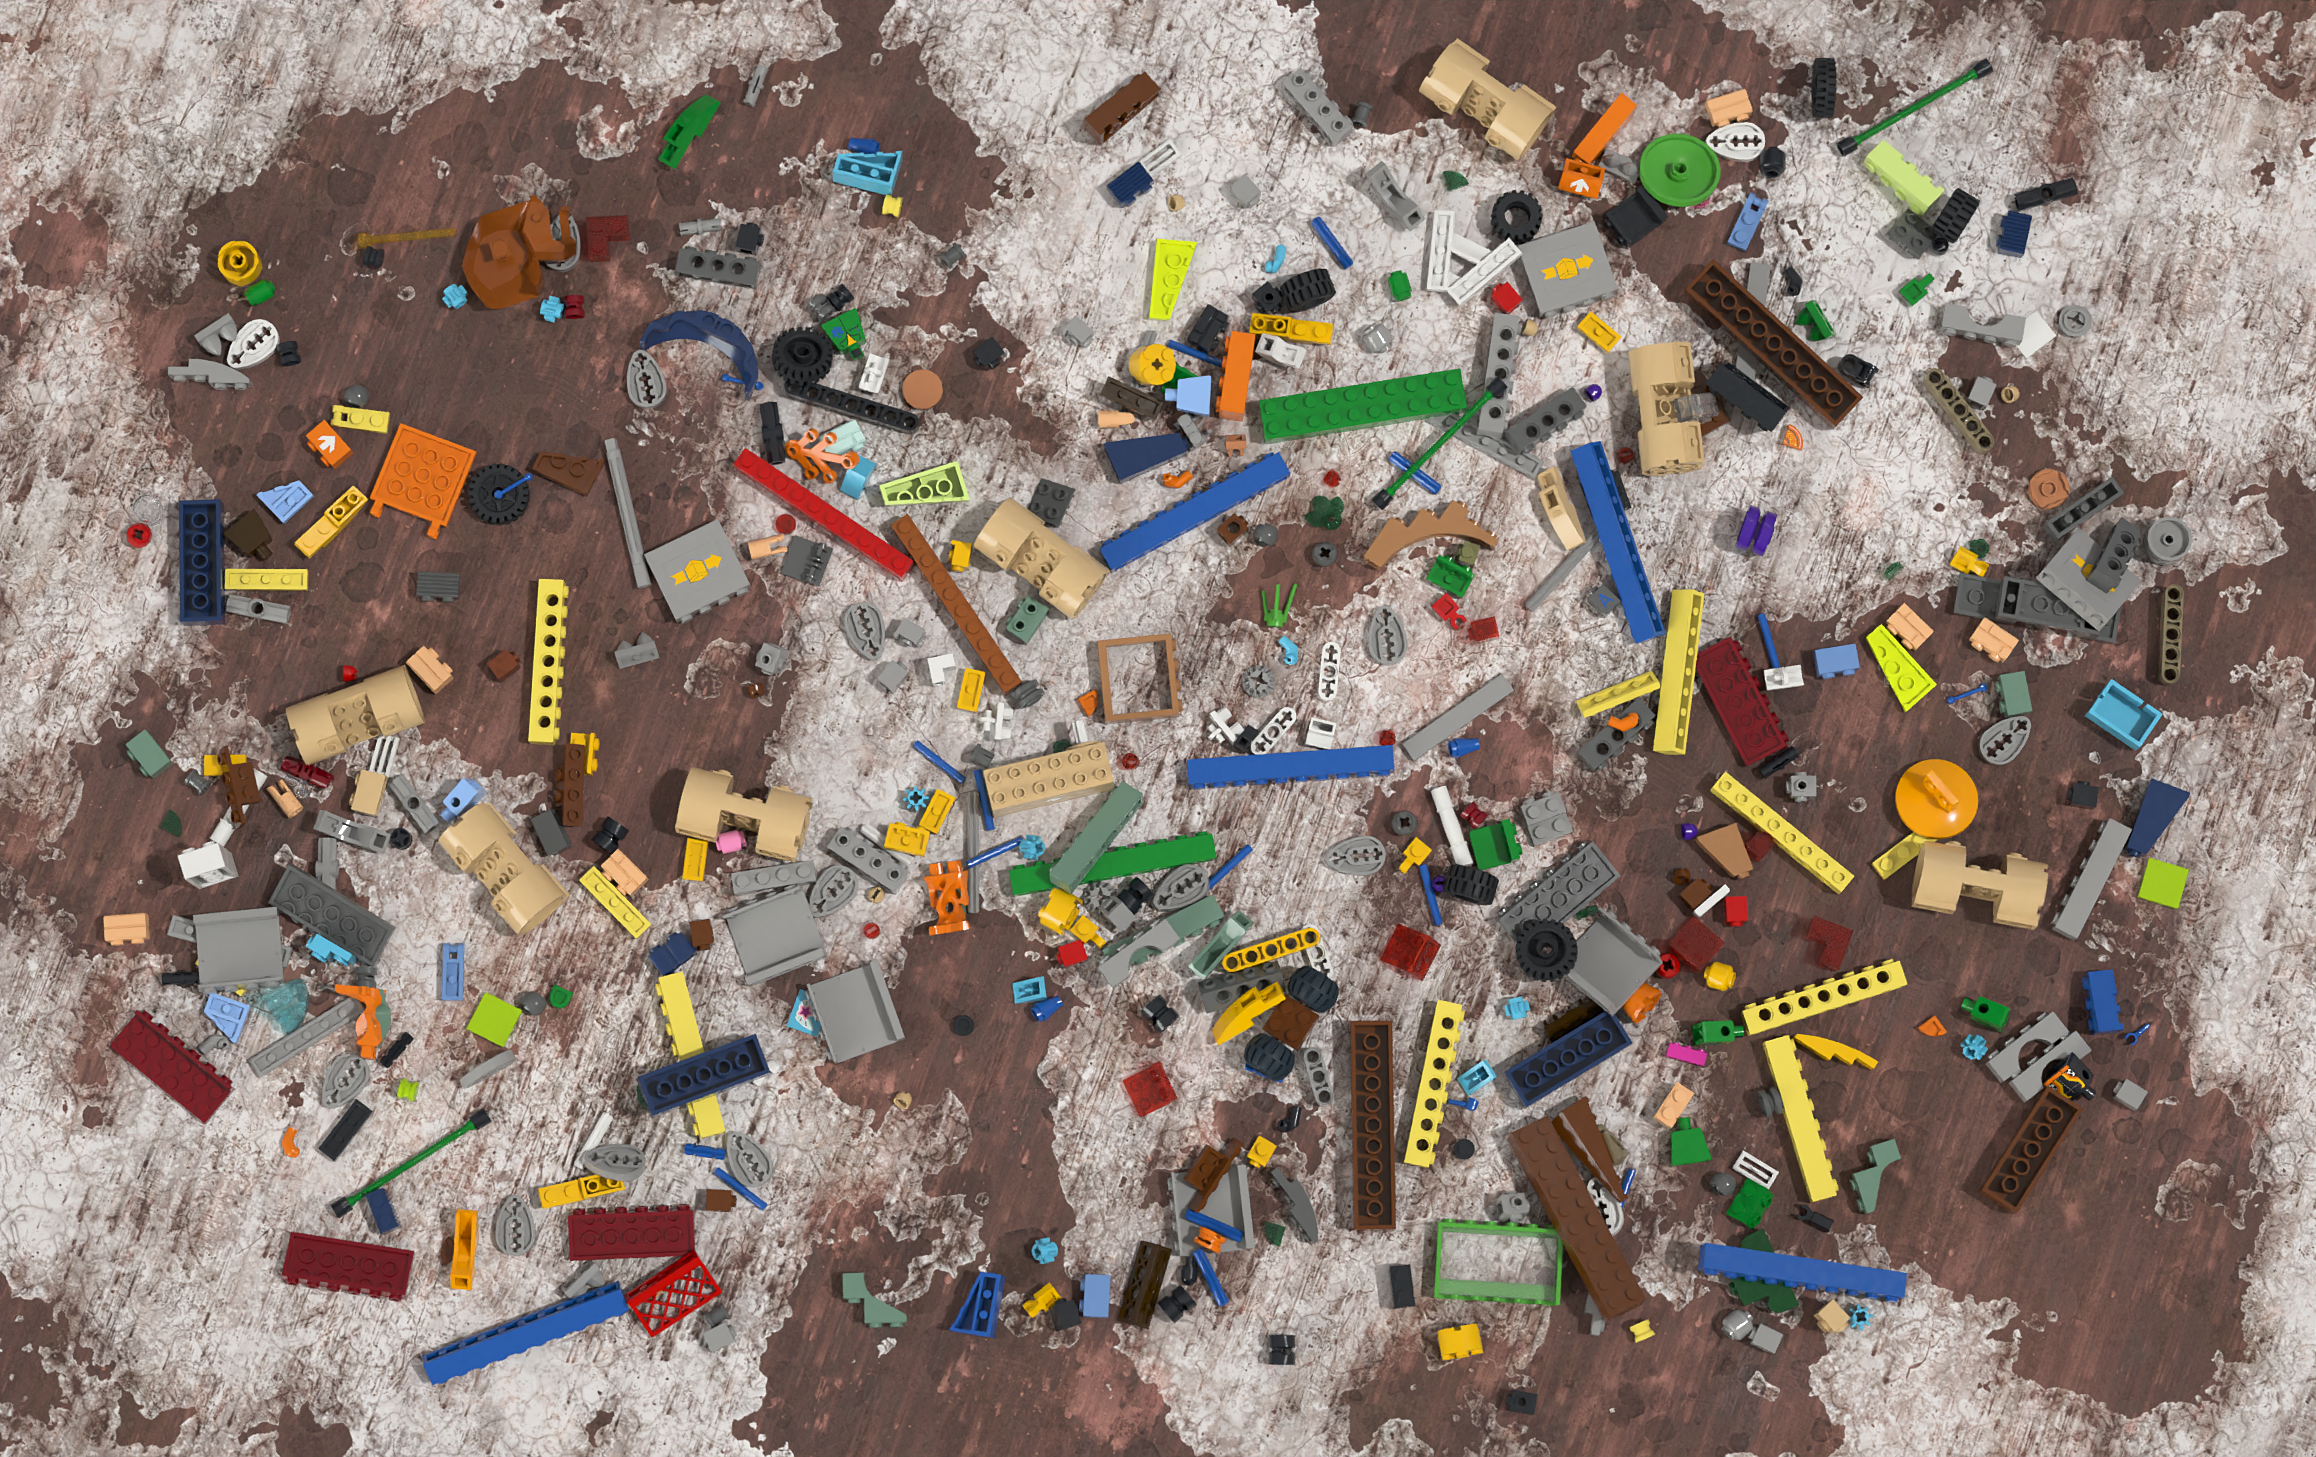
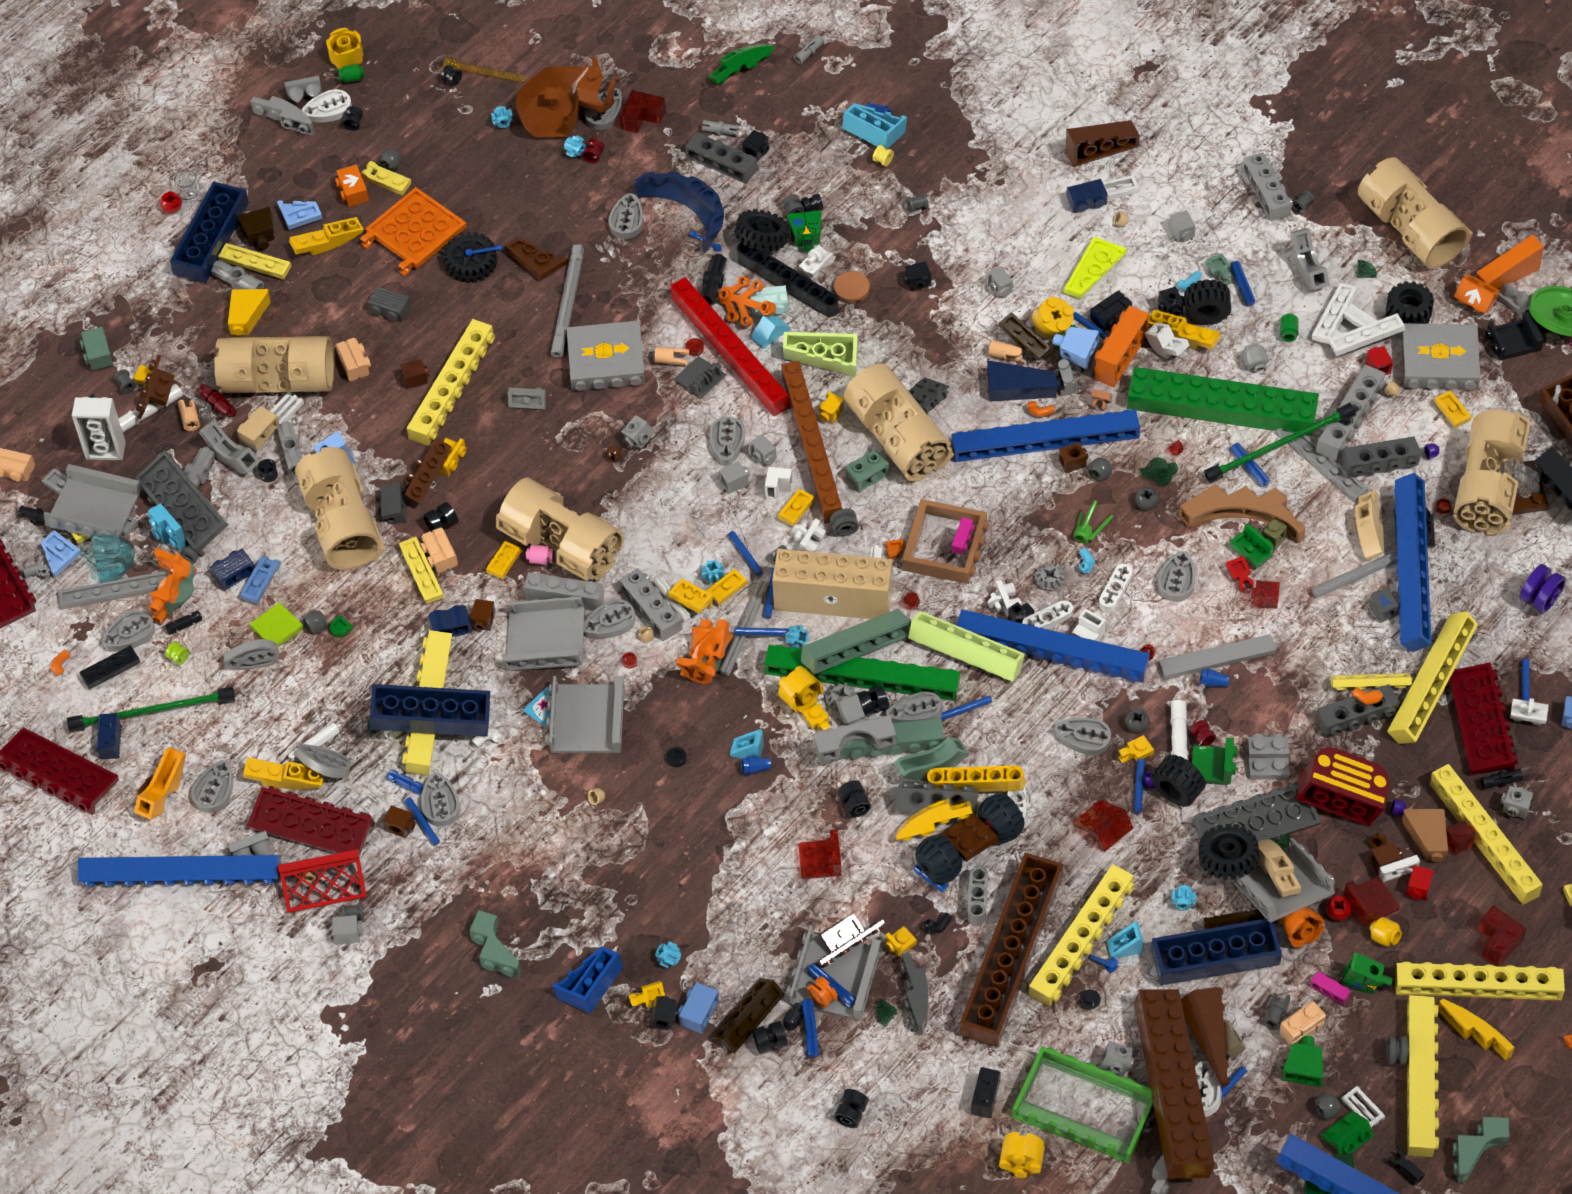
camera: 25 degrees right, 25 degrees down
(286, 647) = (246, 309): none -> yellow slope
(419, 970) = (232, 569): none -> dark blue brick
(1071, 954) = (796, 729): red brick -> none
(1158, 673) = (962, 536): none -> dark pink piece
(1206, 799) = (966, 646): none -> yellowish green brick
(1301, 230) = (1220, 266): none -> sand green plate
(1597, 948) = (1277, 864): none -> tan slope
(1633, 835) = (1344, 785): none -> dark red brick
(1643, 1102) = (1276, 1011): none -> dark grey piece

